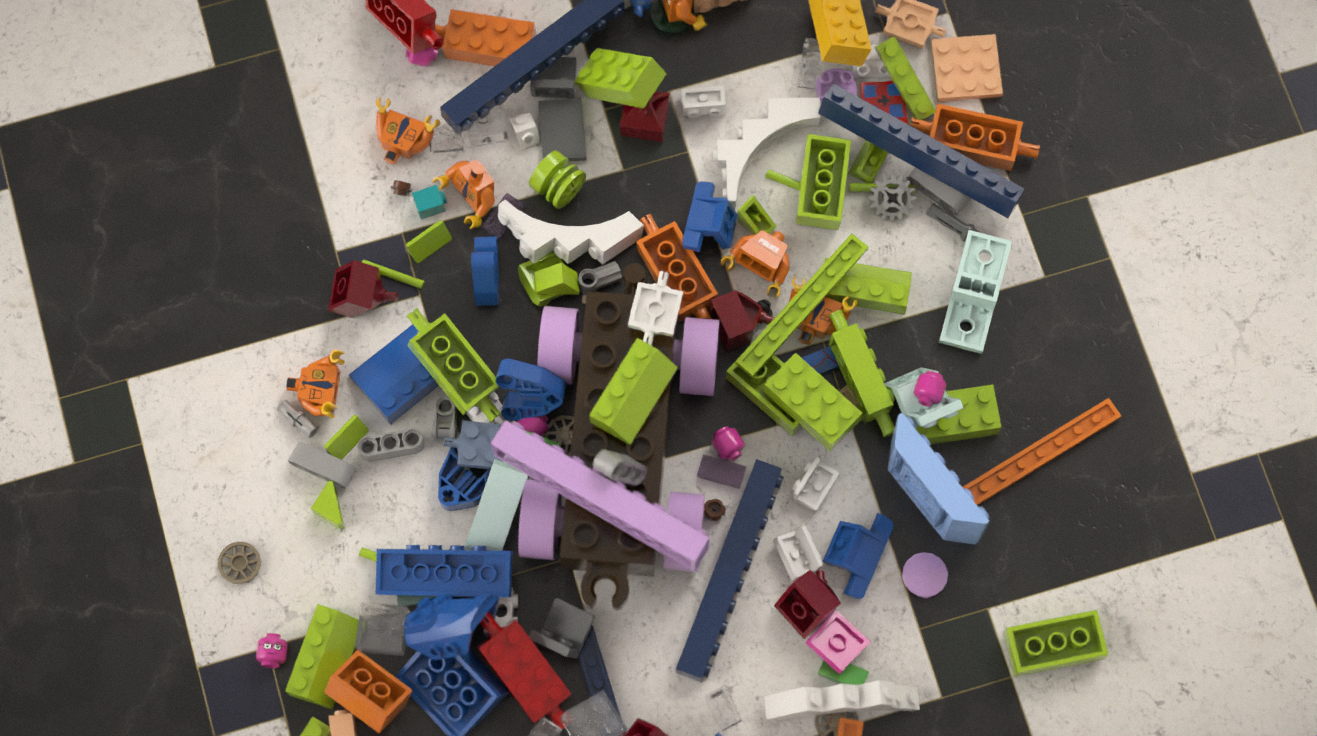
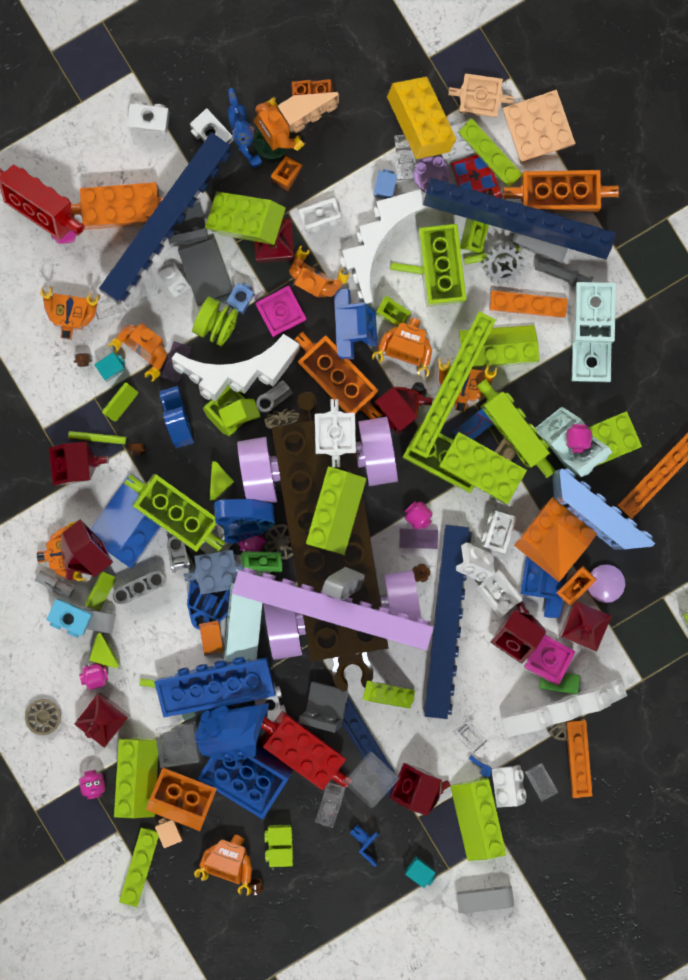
camera: 15 degrees left, 15 degrees up
(295, 442) = (81, 617): none -> medium azure brick
(305, 580) = (102, 720): none -> dark red piece
(310, 529) = (94, 676): none -> dark pink head
(339, 382) = (83, 551): none -> dark red piece
(432, 295) = (136, 448): none -> reddish brown plate
(455, 519) = (211, 638): none -> orange slope
(515, 348) = (219, 481): none -> lime slope
(593, 173) = (240, 306): none -> medium blue brick
(632, 189) = (280, 311): none -> dark pink plate
(640, 628) = (388, 694): none -> lime plate
(647, 30) = (255, 161): none -> blue hand
(676, 50) = (286, 173): none -> orange slope
(678, 164) = (314, 280): none -> orange torso
(779, 510) = (476, 563): none -> white bracket
(783, 84) = (385, 184): none -> medium blue brick
(877, 505) = (555, 539): none -> orange slope
(888, 614) = (585, 626): none -> dark red piece
(889, 565) = (576, 585): none -> orange slope
(910, 249) = (528, 304): none -> orange plate

